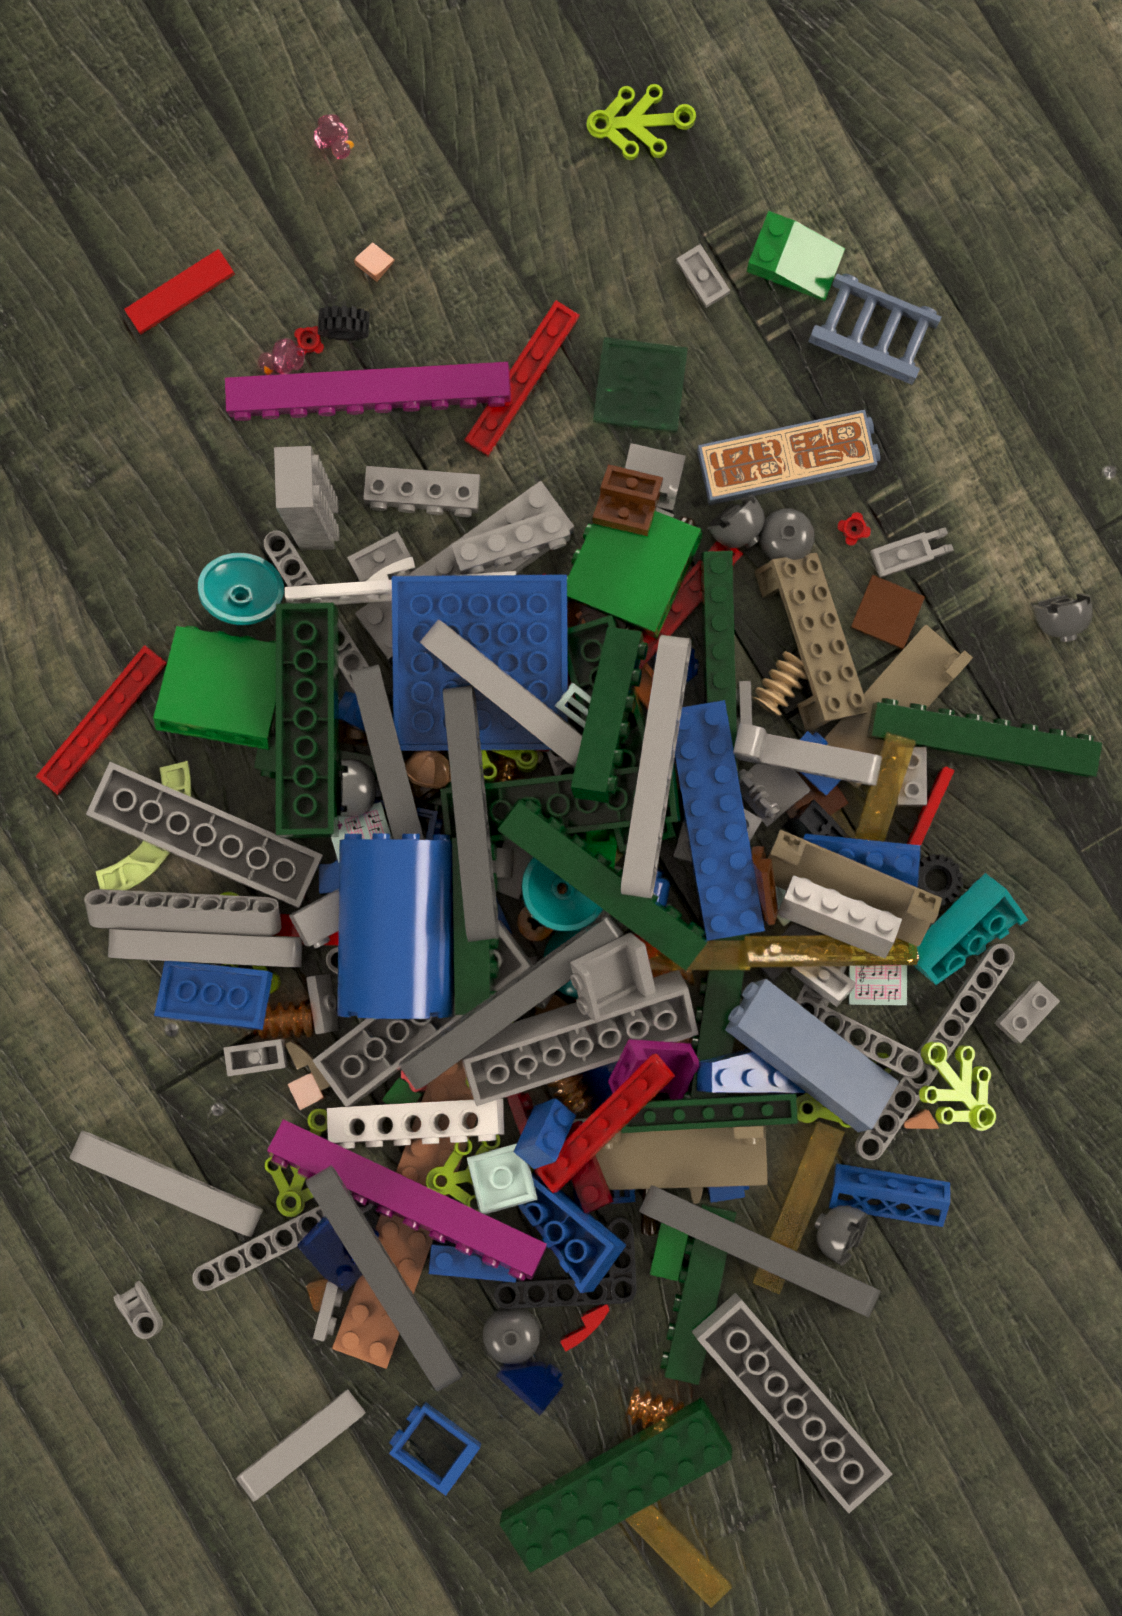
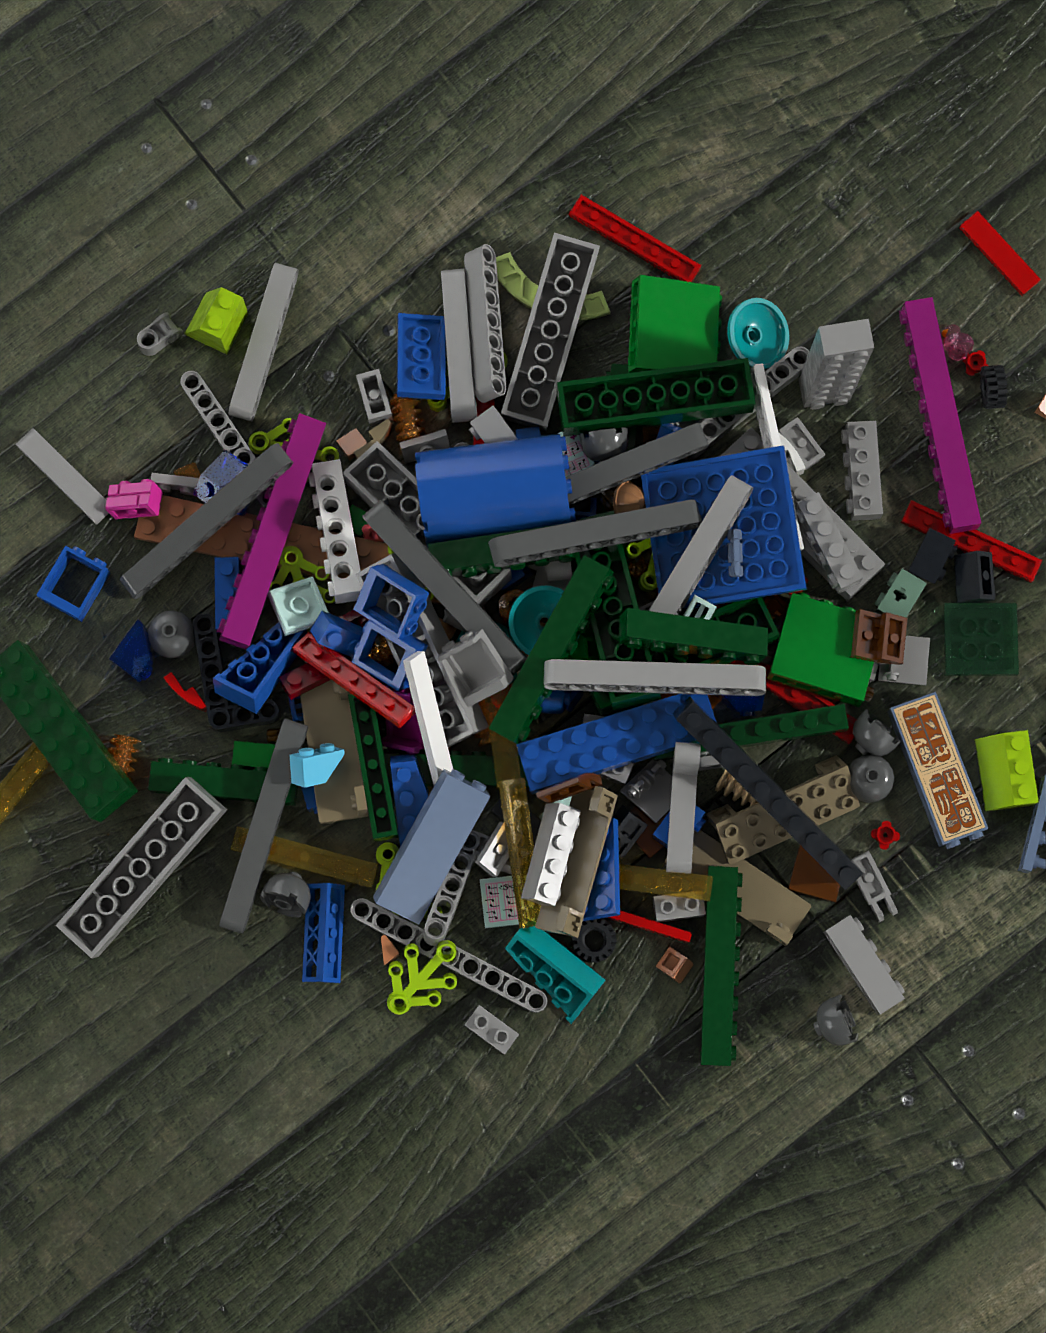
camera: 80 degrees right, 5 degrees down
(131, 1237) = (218, 319): none -> lime slope
(343, 1363) = (134, 499): none -> dark pink brick
(513, 651) = (735, 552): none -> sand blue axle
(536, 424) = (932, 556): none -> black brick
(536, 1082) = (370, 595): none -> blue window
(561, 1065) = (362, 649): none -> blue window
(568, 380) = (974, 577): none -> black brick
(571, 456) = (905, 584): none -> sand green brick
(661, 1040) = (427, 714): none -> white tile
(701, 1182) = (314, 765): none -> medium azure slope
(798, 378) = (1006, 771): none -> lime slope
(799, 656) = (767, 793): none -> black brick
(974, 791) = (674, 965): none -> nougat slope
(1002, 574) = (864, 965): none -> light grey brick

